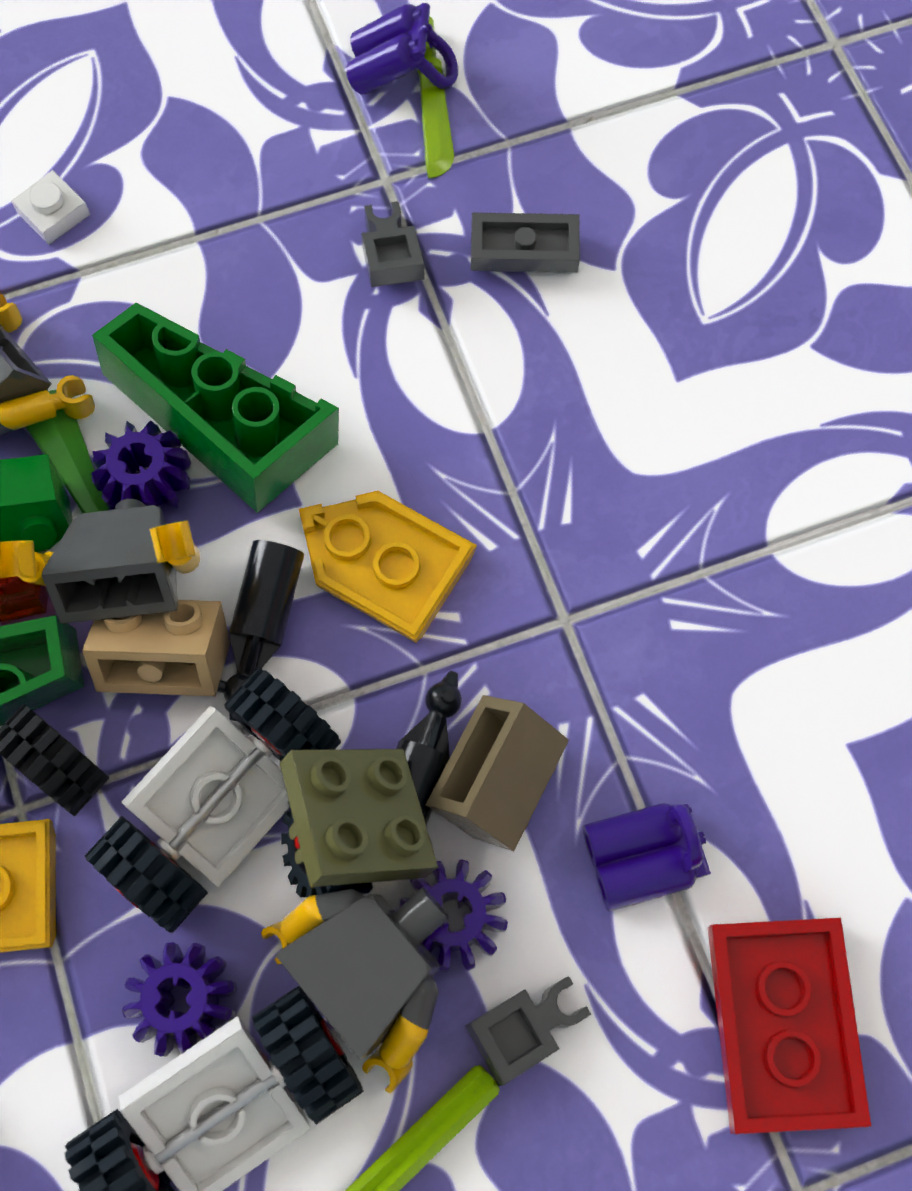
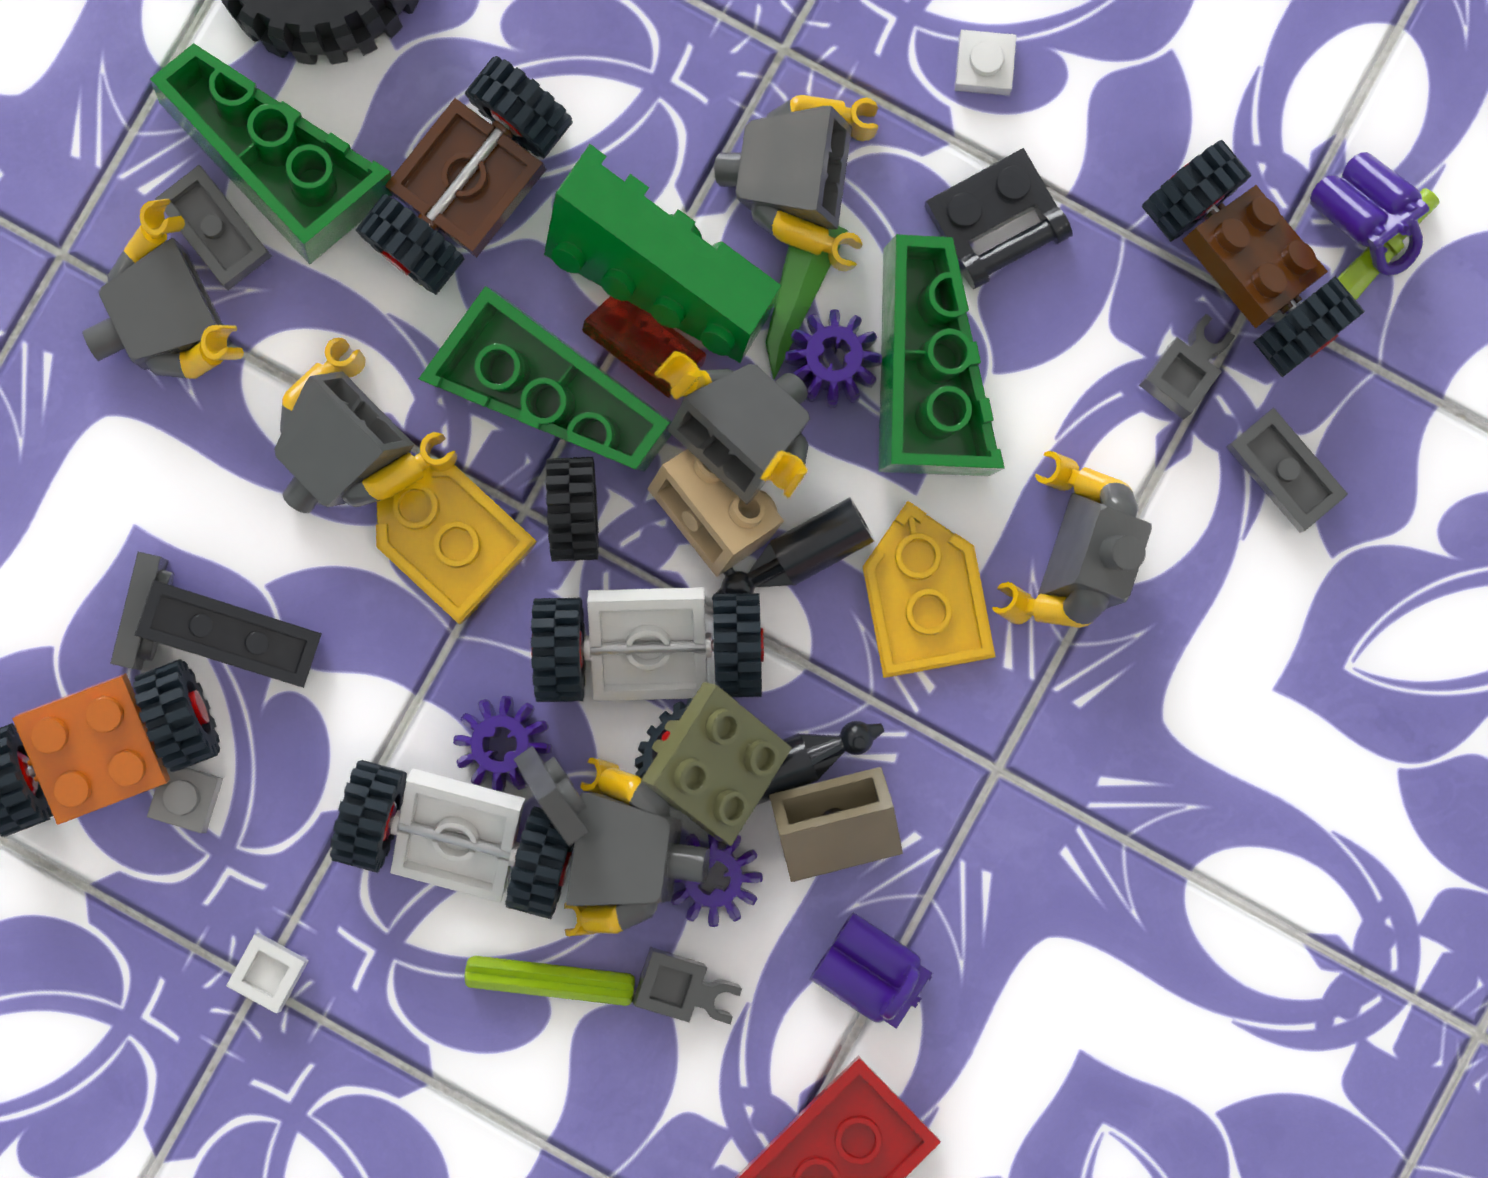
camera: 50 degrees right, 15 degrees up
(151, 269) = (990, 202): none -> black plate
(255, 980) = (553, 793): none -> dark grey plate
(351, 135) = (1253, 256): none -> plate
(463, 406) = (1093, 553): none -> dark grey torso

